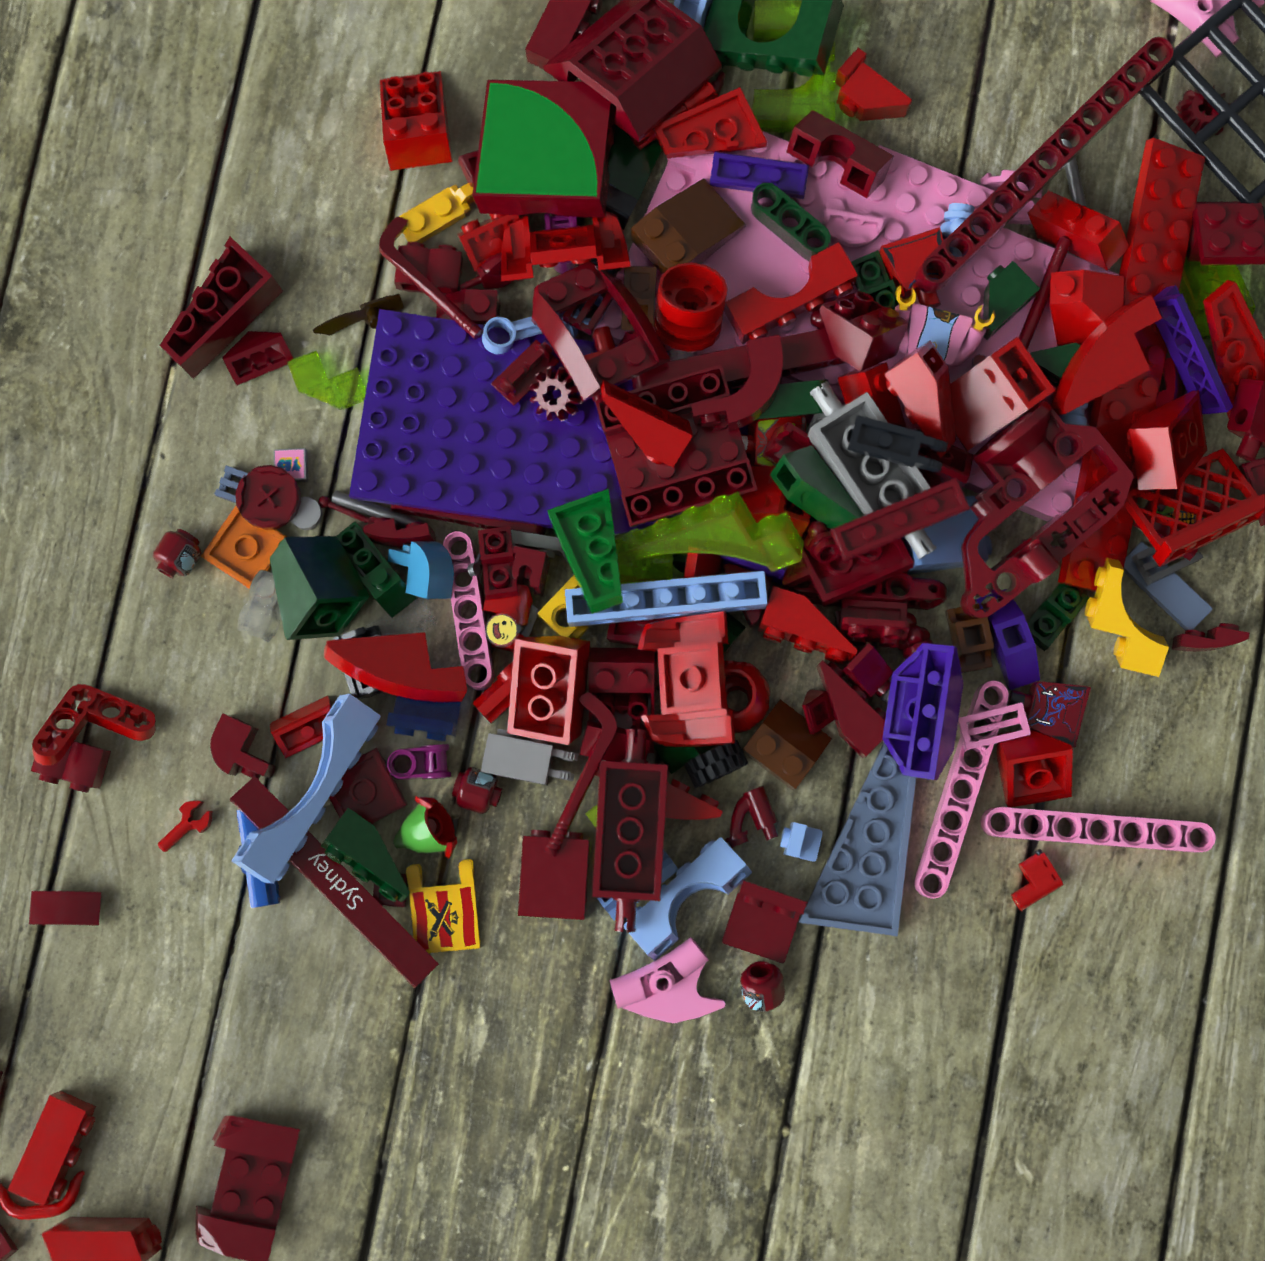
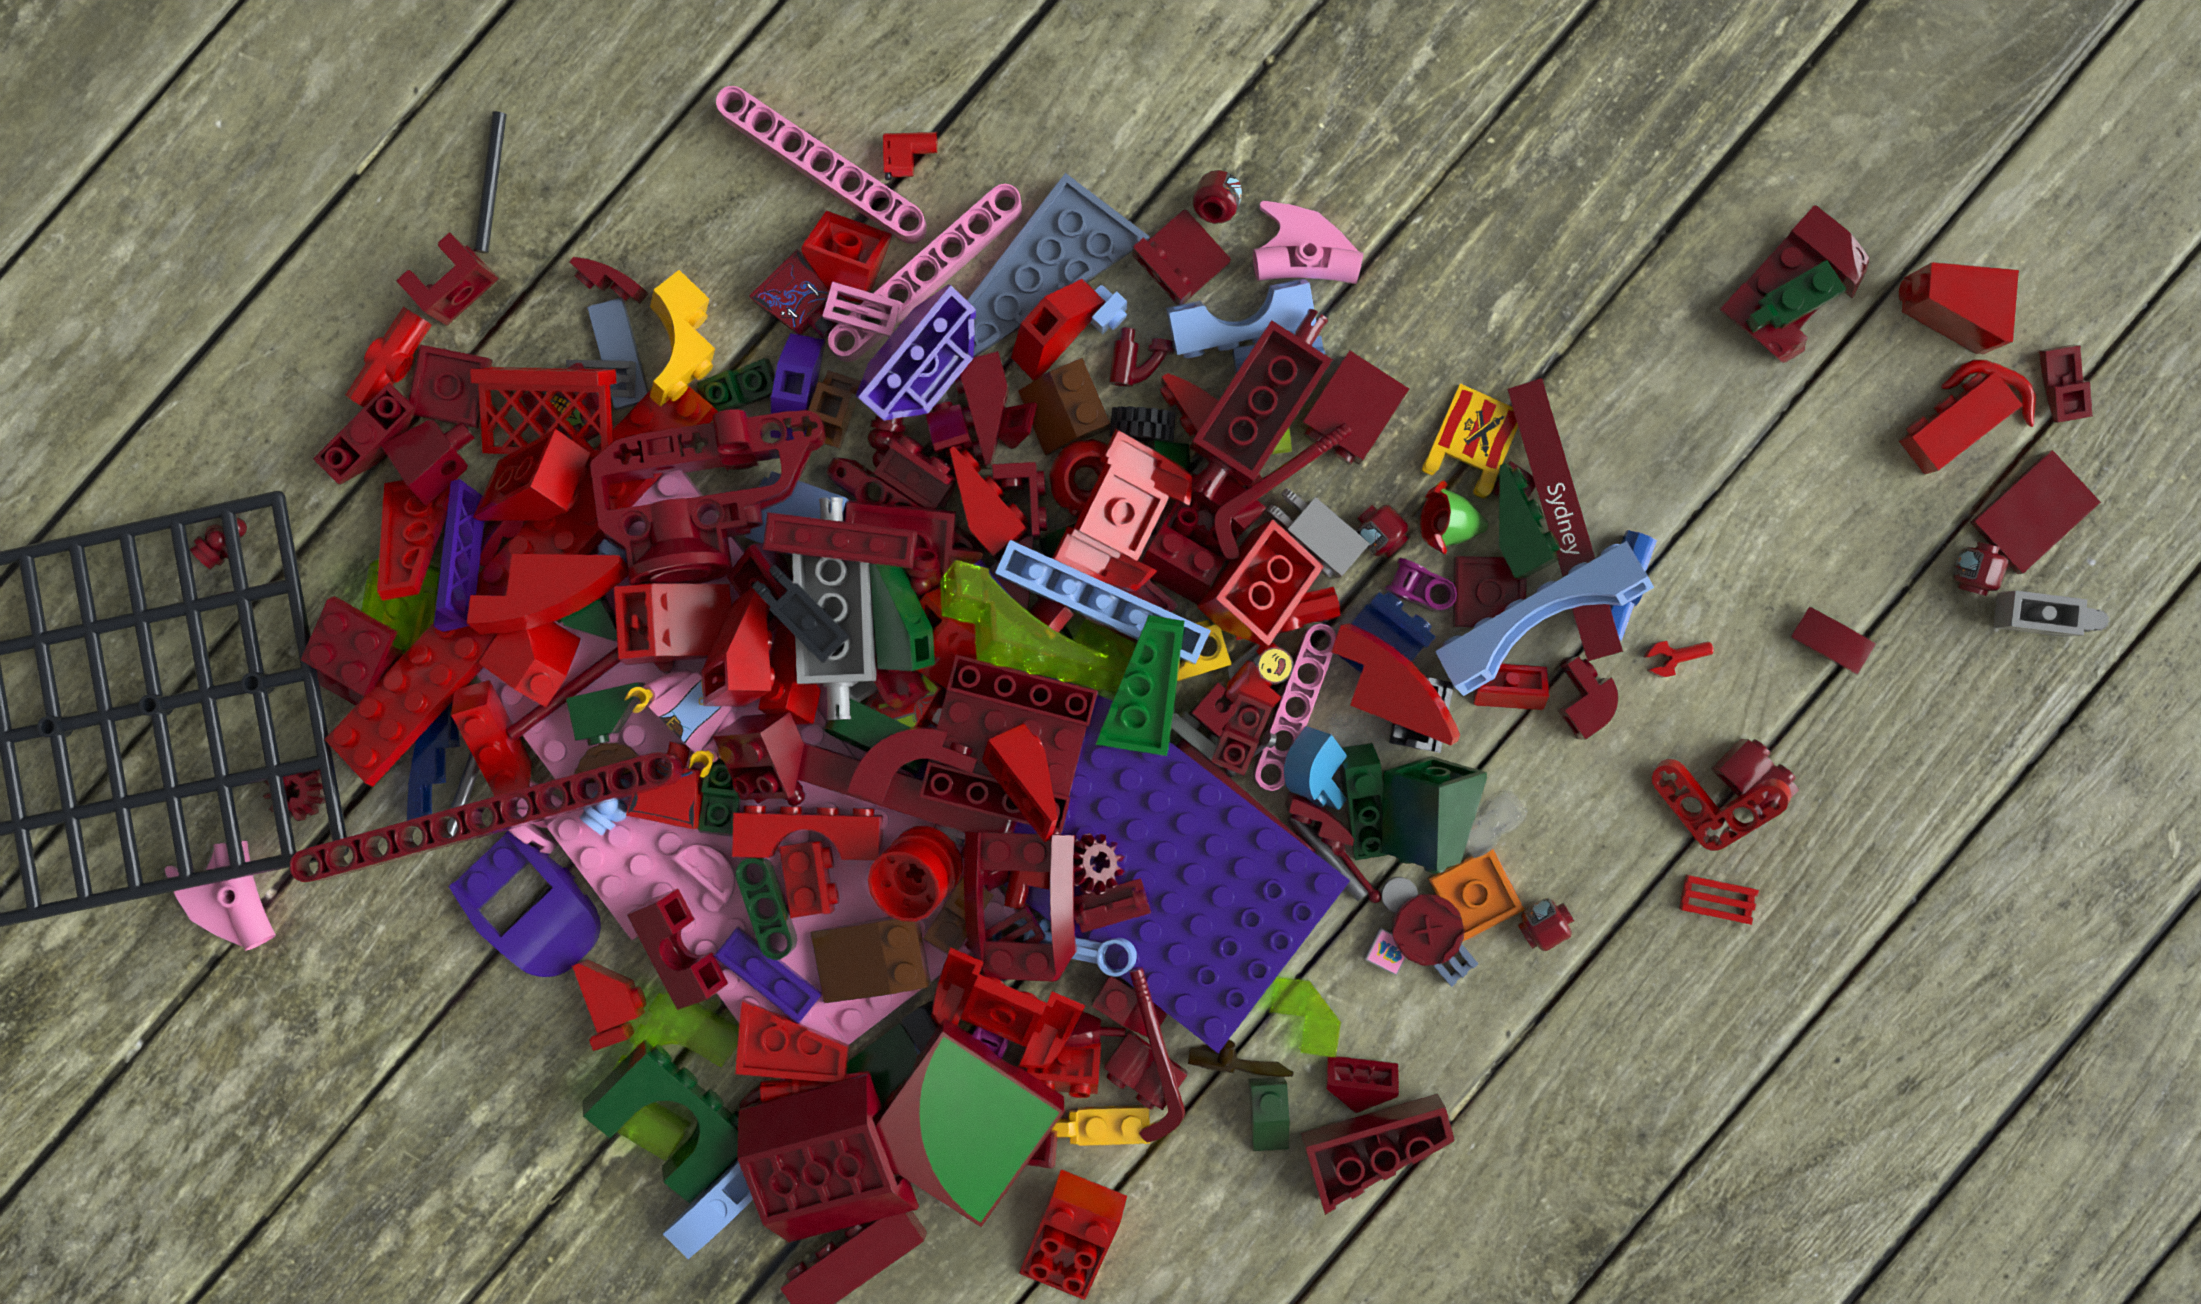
camera: 150 degrees left, 5 degrees up
(25, 658) = (1747, 905): none -> red tile
(240, 1173) = (1797, 298): none -> dark green hinge
(316, 291) = (1269, 1113): none -> dark green slope
(771, 263) = (808, 878): none -> red bracket
(793, 662) = (1013, 478): none -> dark red bracket
(832, 804) = (1054, 326): none -> red slope
(942, 121) = (553, 931): none -> dark purple slope
(981, 264) = (604, 755): none -> reddish brown plate
(1112, 183) = (430, 762): none -> clear blue slope

